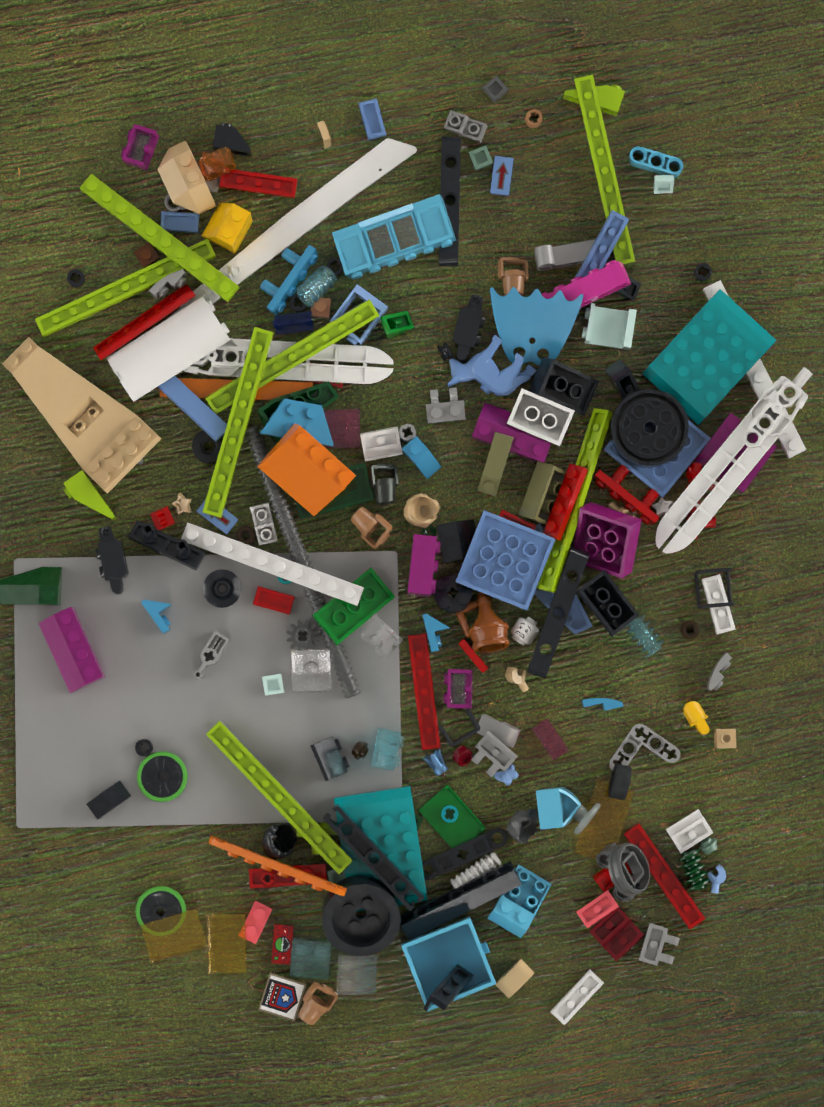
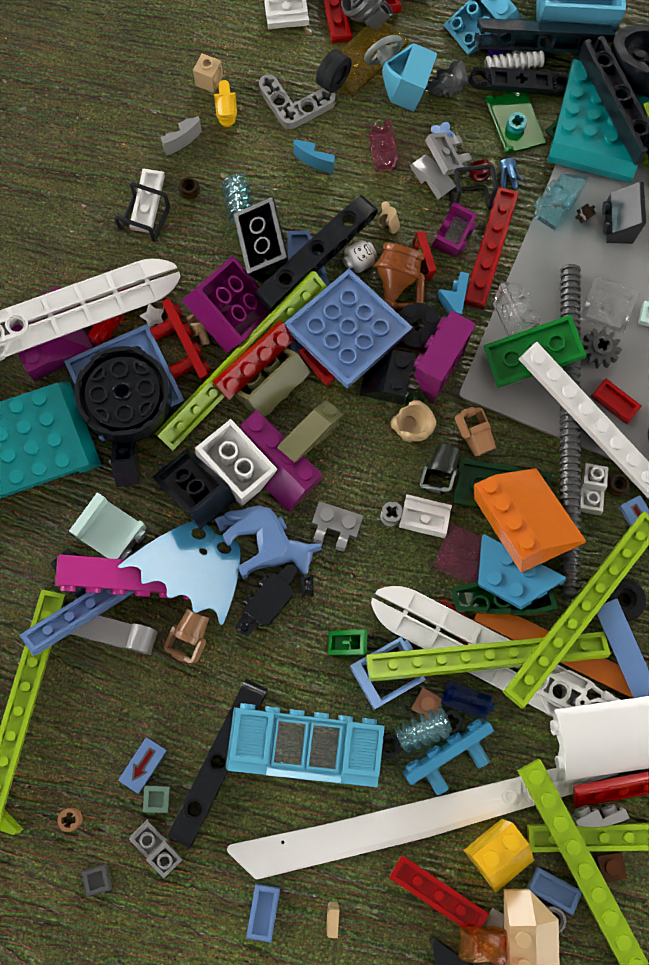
camera: 155 degrees left, 10 degrees down
(421, 457) = (388, 481): dark azure slope -> none

